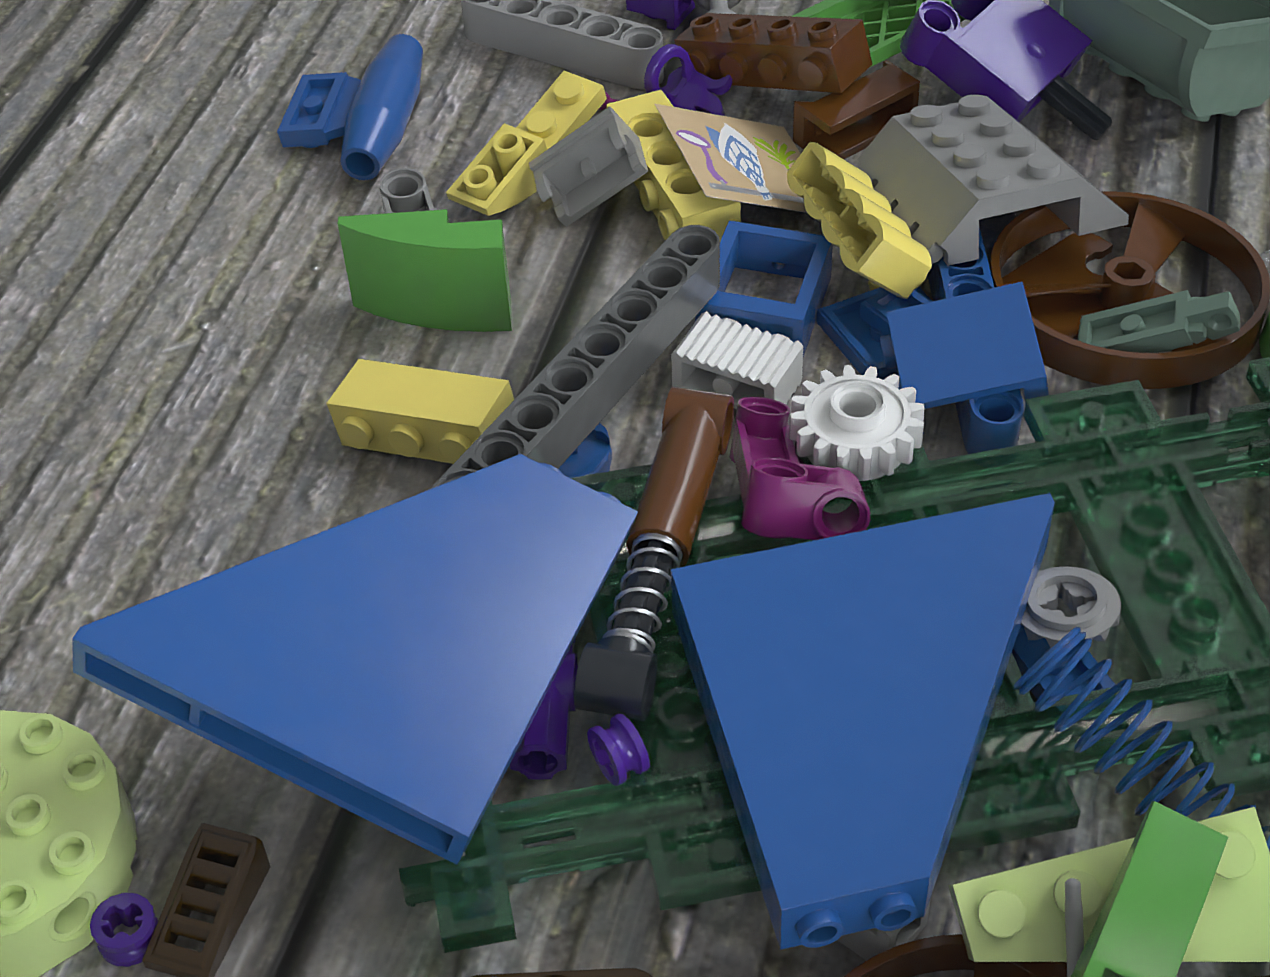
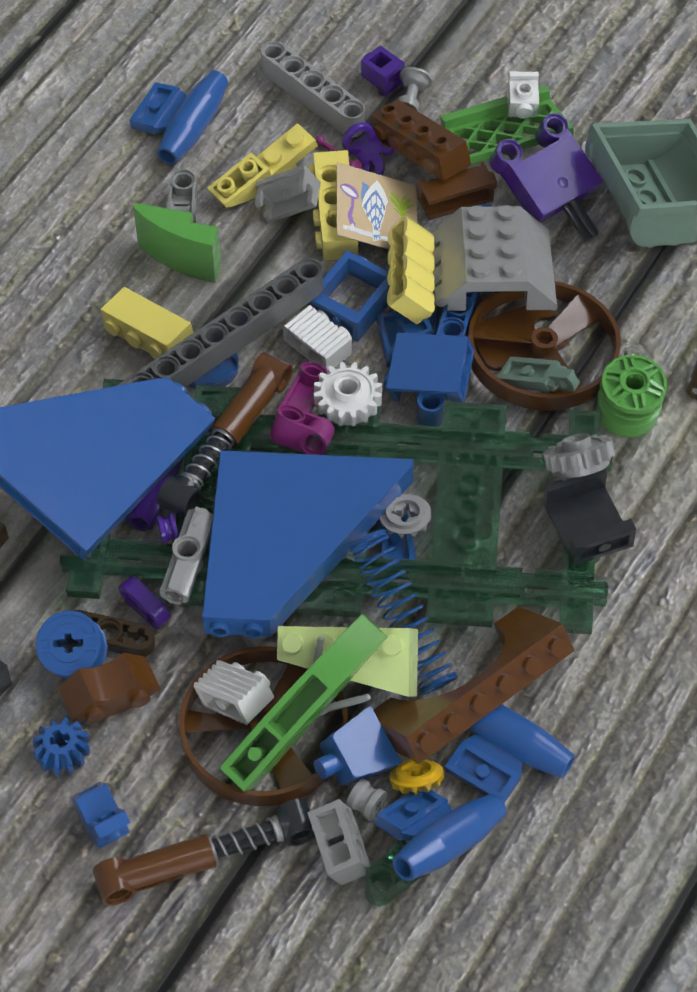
camera: 15 degrees right, 10 degrees up
(610, 921) = (144, 602): none -> dark purple beam
(684, 822) = (184, 570): none -> light grey piece

